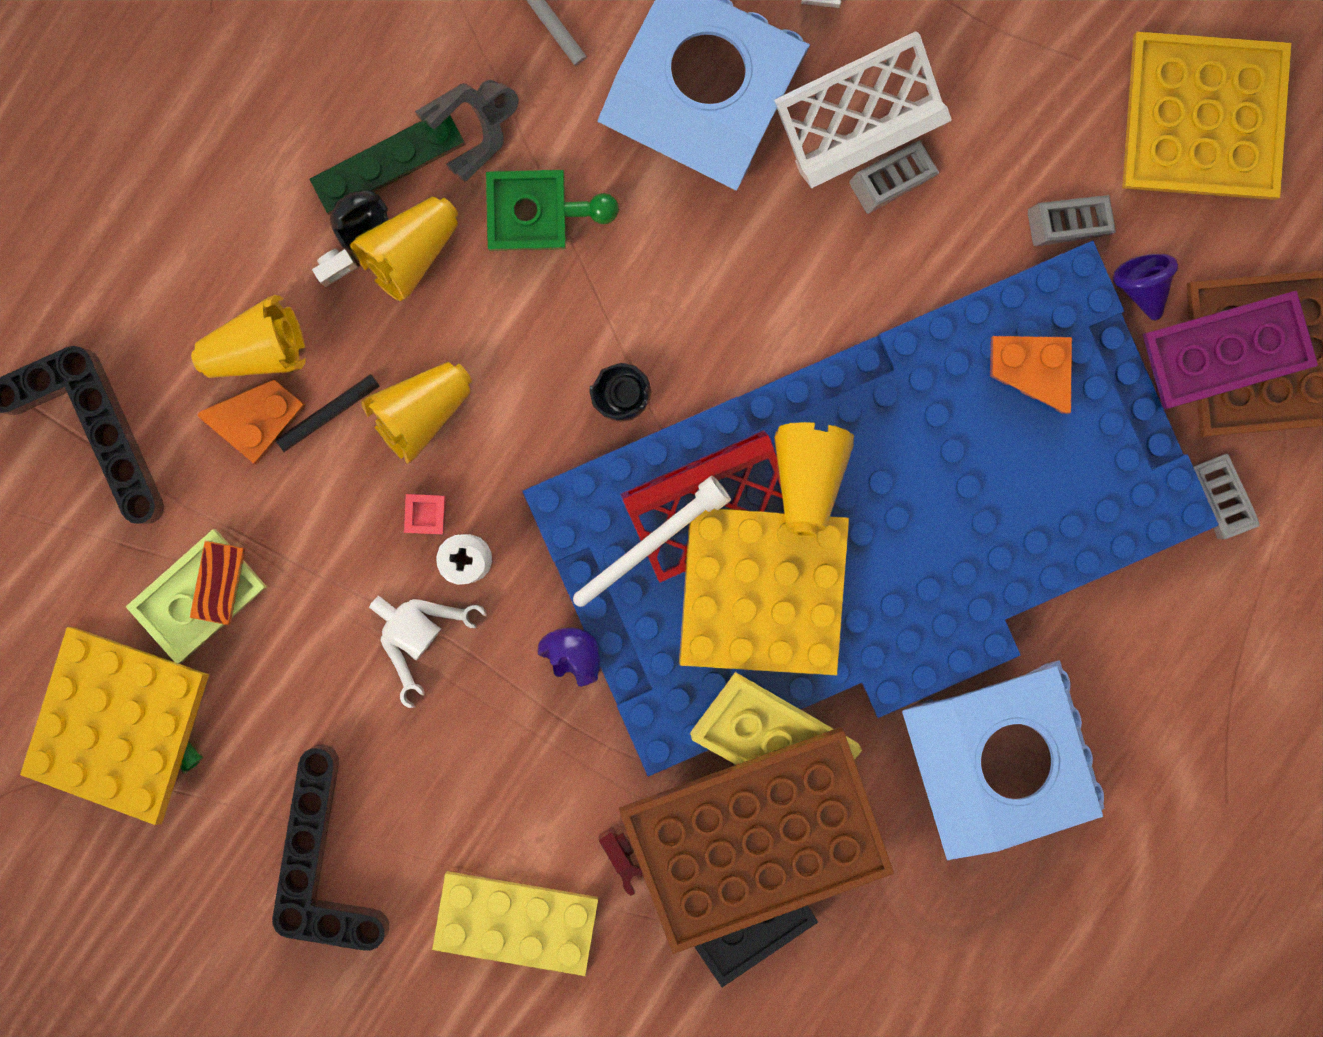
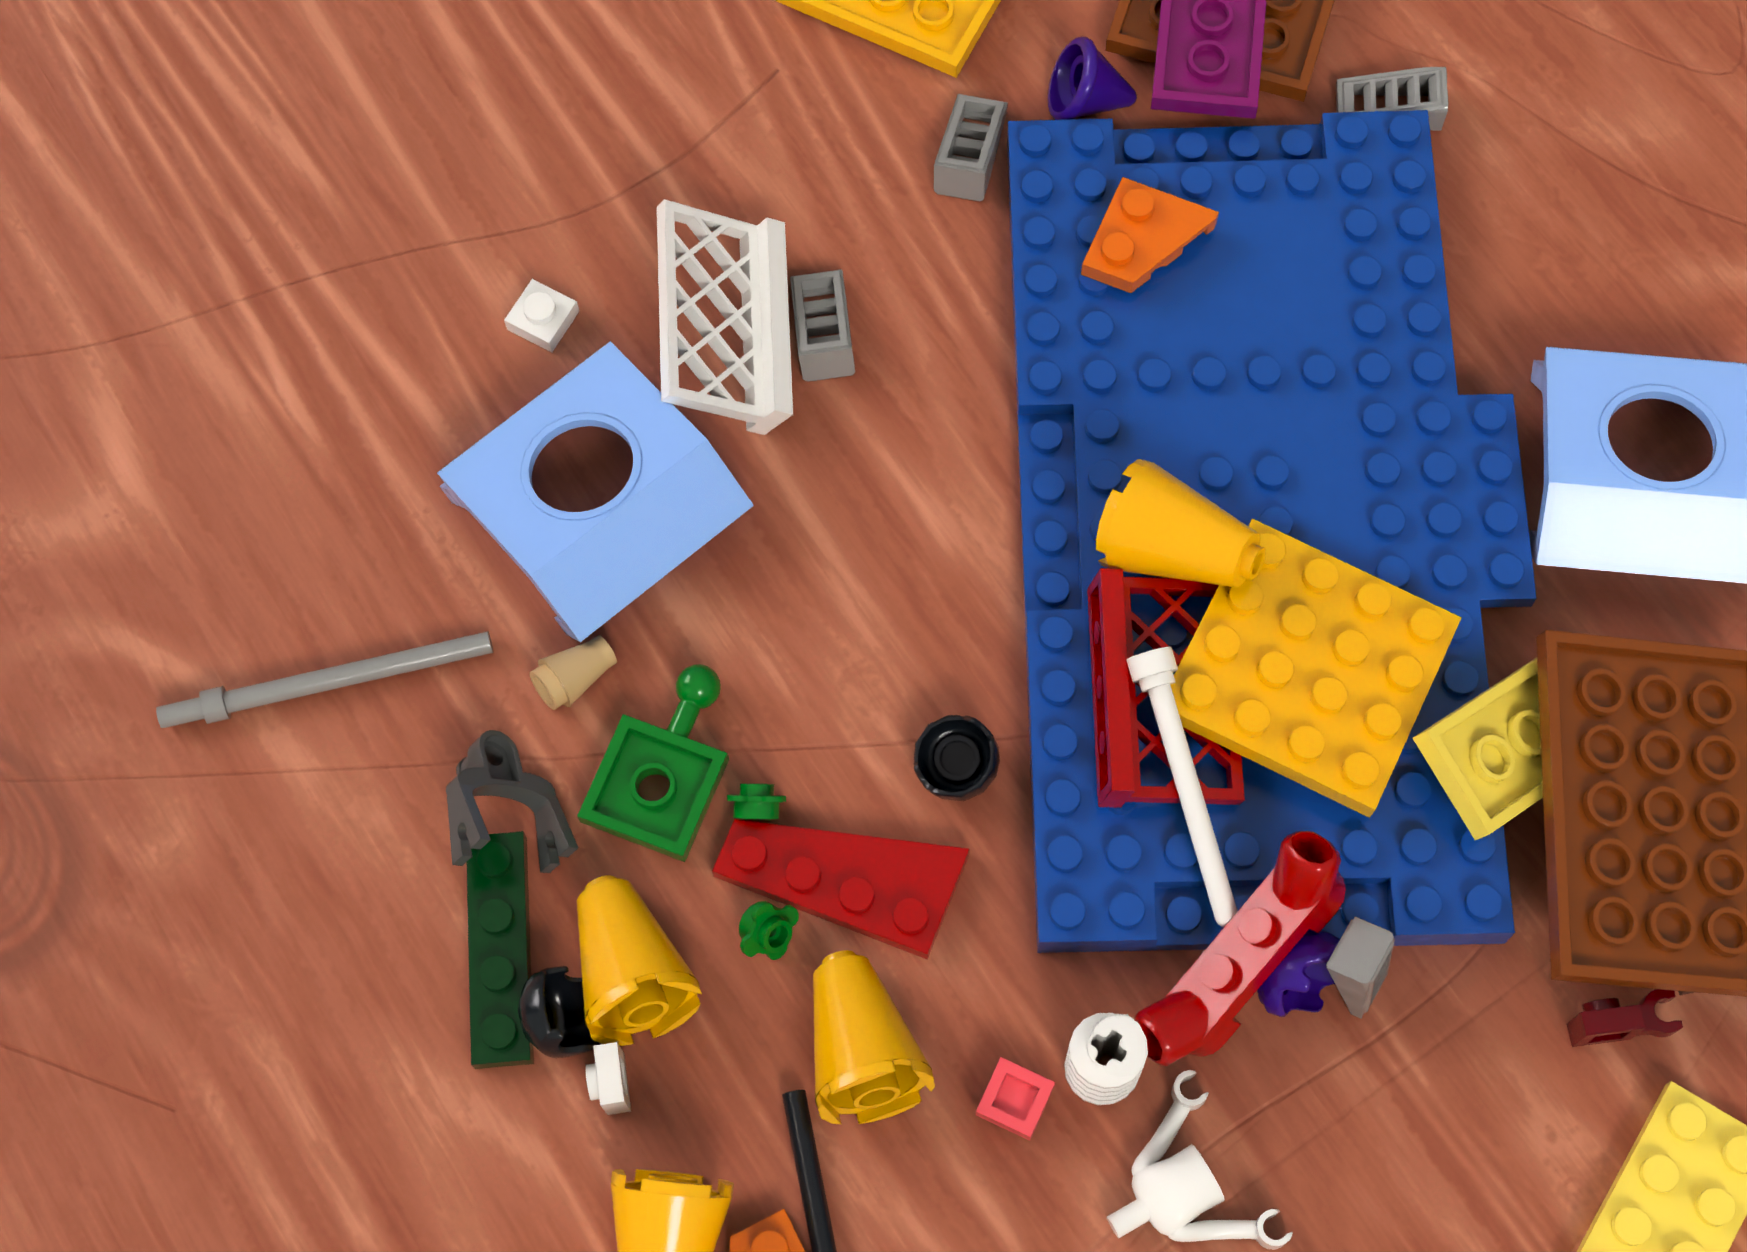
camera: 65 degrees left, 20 degrees down
(465, 320) = (767, 929): none -> green plate
(521, 368) = (856, 881): none -> red wing
(525, 606) = (1202, 1006): none -> red plate
(542, 279) = (756, 802): none -> green plate
(580, 124) = (571, 672): none -> tan cone
(583, 689) = (1361, 964): none -> light grey slope

